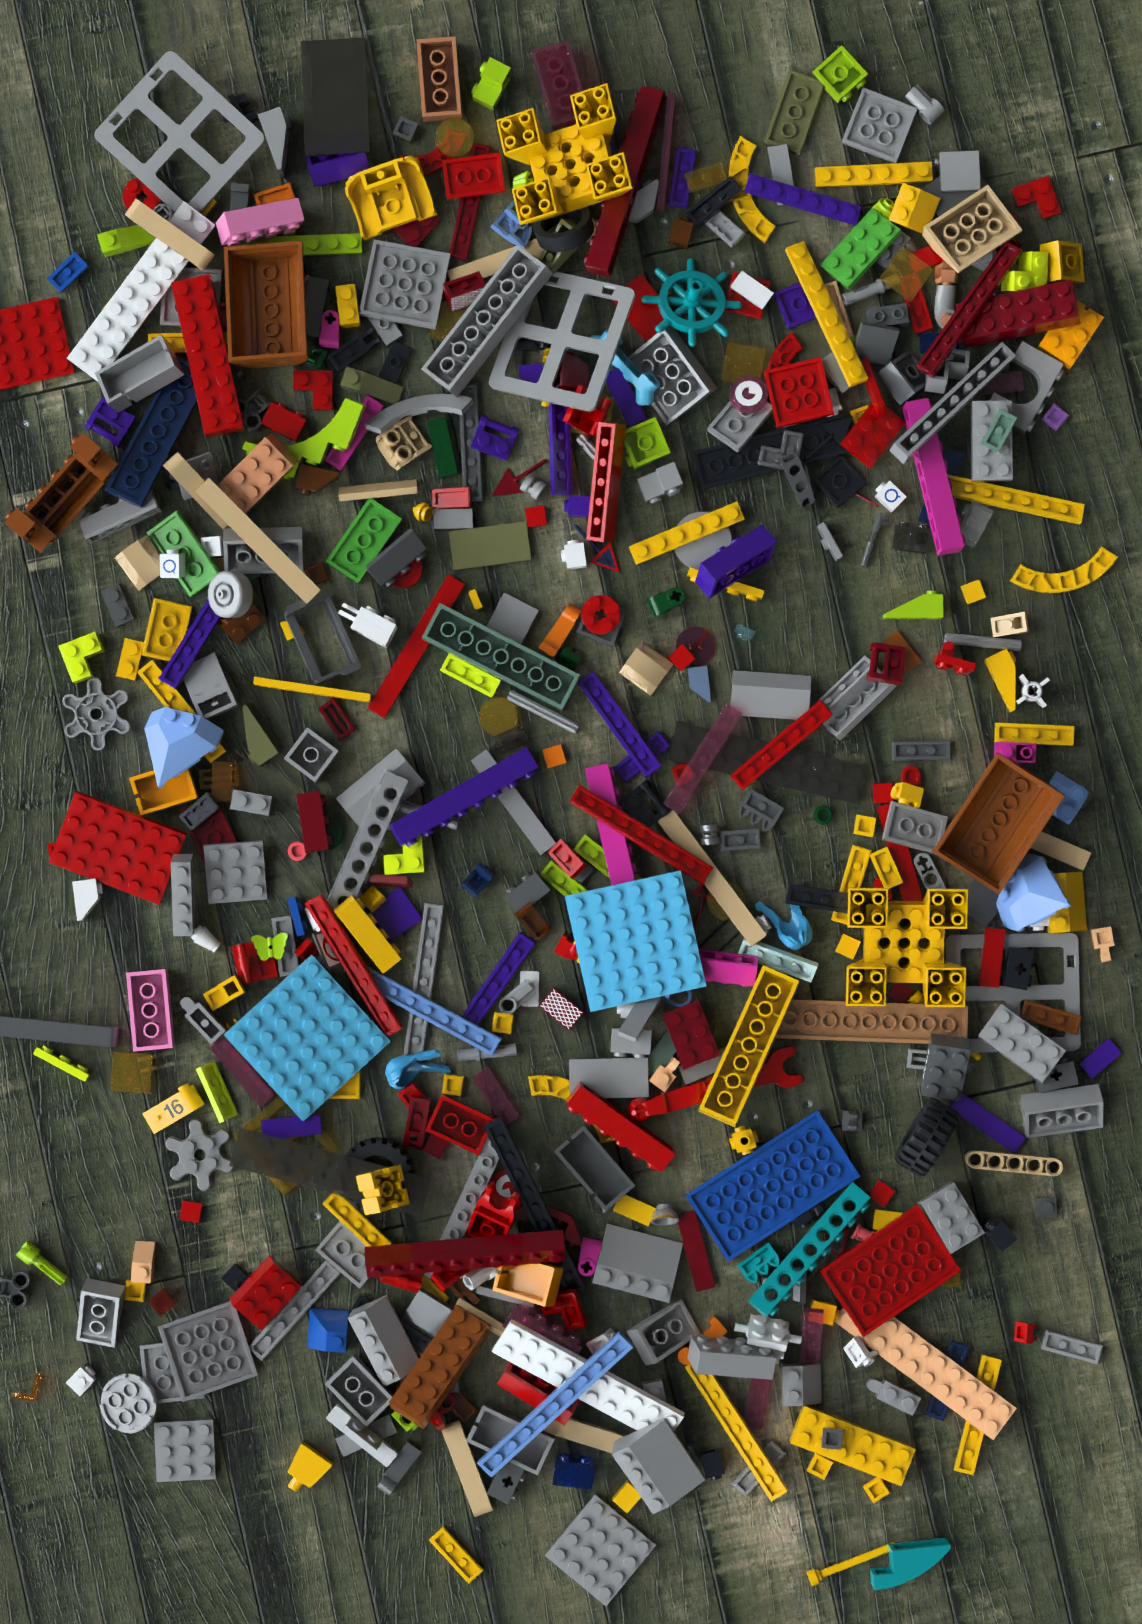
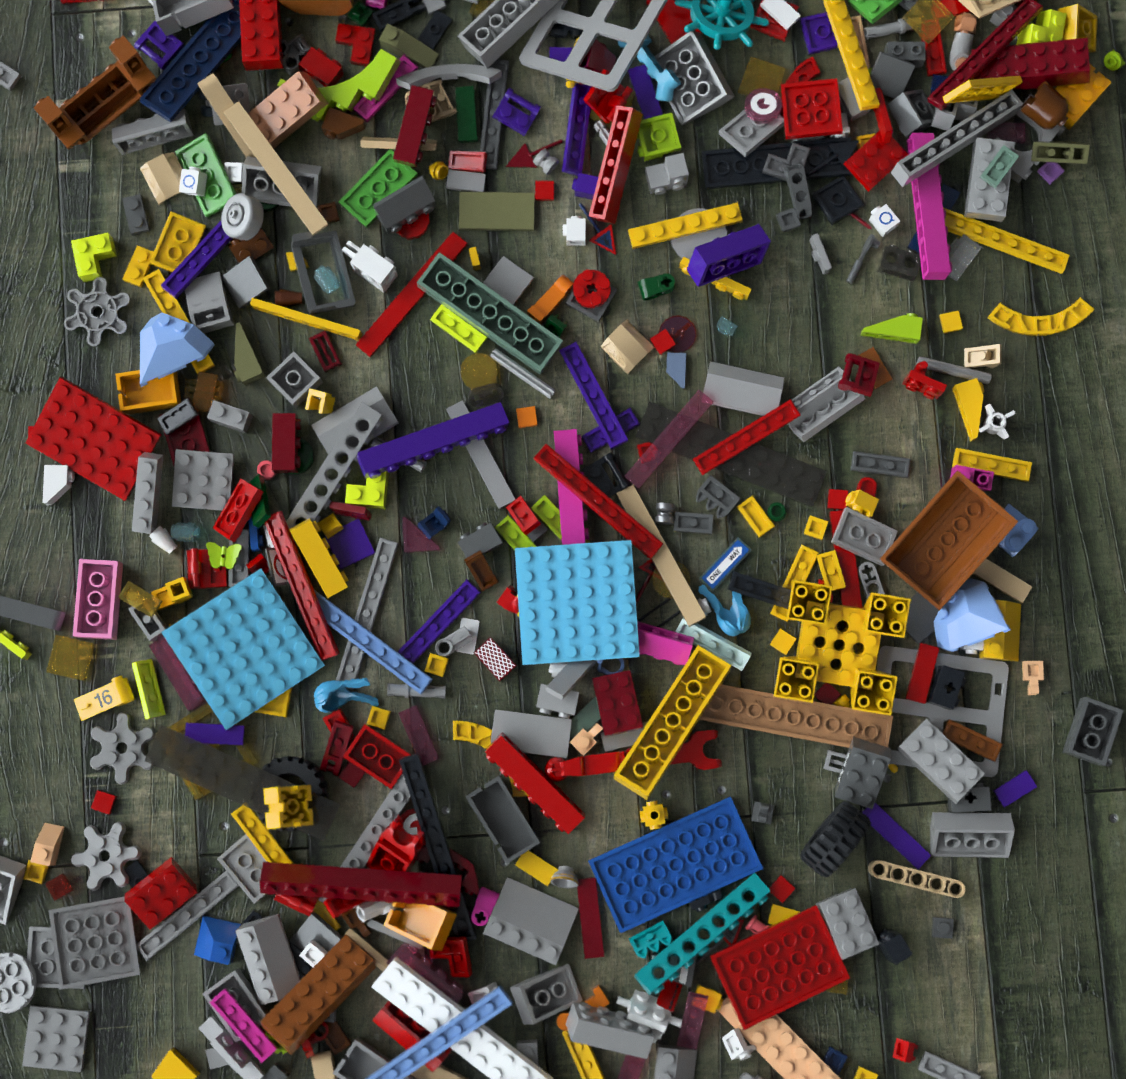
camera: 10 degrees right, 5 degrees down
(196, 1004) = (140, 599): none -> clear yellow plate
(216, 1261) = (118, 851): none -> light grey plate
(226, 927) = (185, 532): none -> clear light blue brick
(244, 660) = (245, 282): none -> tile
(277, 898) = (238, 510): none -> red plate
(287, 670) = (287, 298): none -> copper cone
(296, 885) = (261, 511): none -> dark green tile
(327, 646) = (326, 279): none -> clear light blue brick
(341, 772) = (320, 401): none -> yellow window
(371, 1408) = (243, 1025): none -> dark pink plate
(392, 473) = (414, 126): none -> dark red brick
(427, 1328) = (313, 953): none -> white plate
(461, 899) = (415, 539): none -> clear pink tile
(778, 876) = (725, 564): none -> tile
(785, 1315) = (669, 995): none -> red sticker
(791, 510) = (788, 220): none -> dark grey plate
(802, 823) = (755, 516): none -> yellow tile
(971, 351) = (982, 89): none -> yellow tile
(1039, 357) = (1047, 107): none -> reddish brown cylinder
(1061, 399) = (1060, 152): none -> olive slope
(1104, 289) = (1113, 60): none -> lime plate

